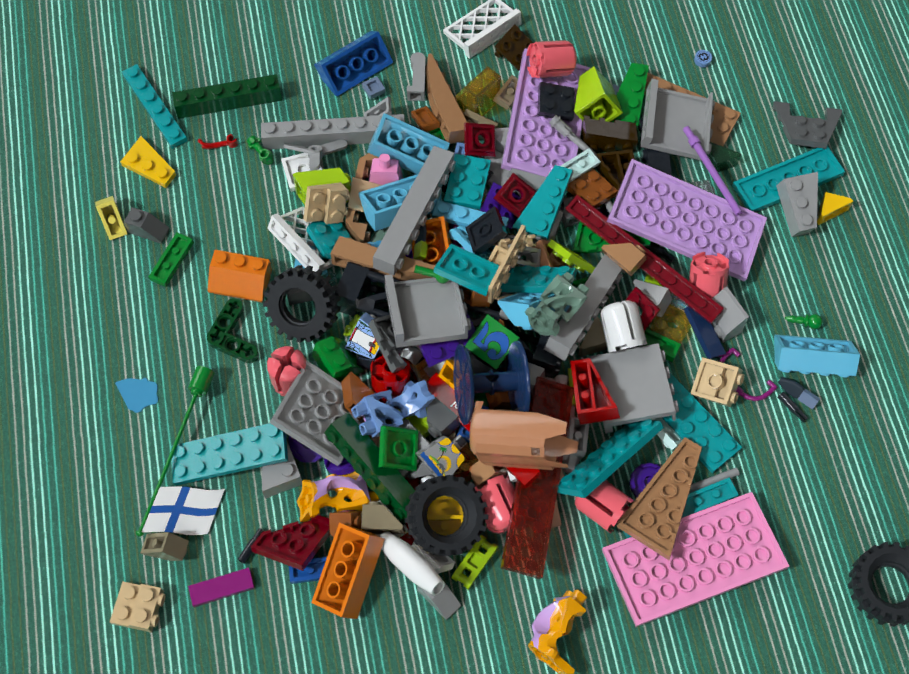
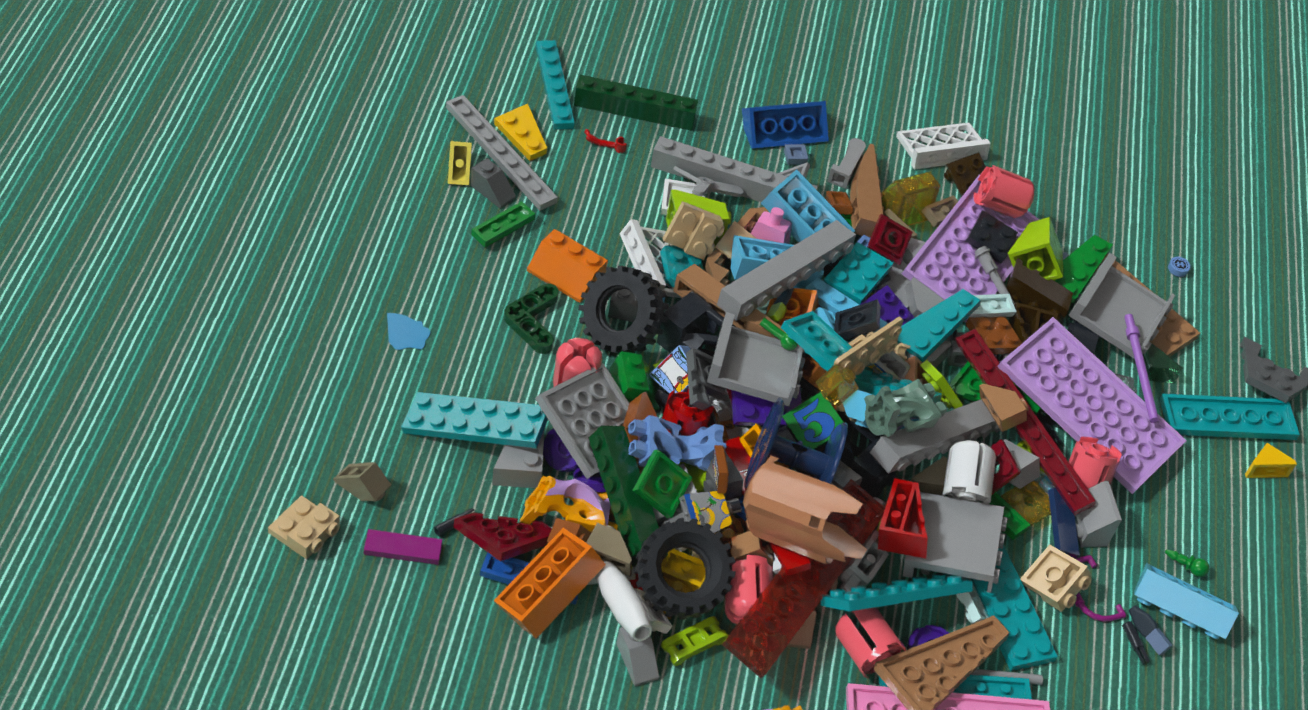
camera: 15 degrees right, 15 degrees down
(139, 192) = (501, 152): none -> light grey plate
(183, 508) = (398, 453): flag -> none
(264, 155) = (649, 169): green bar -> none
(438, 420) = (720, 469): none -> dark orange tile
(497, 304) = (837, 384): none -> clear yellow brick
(505, 198) = (893, 302): dark red piece -> none
(799, 202) = (1231, 440): light grey wedge -> none

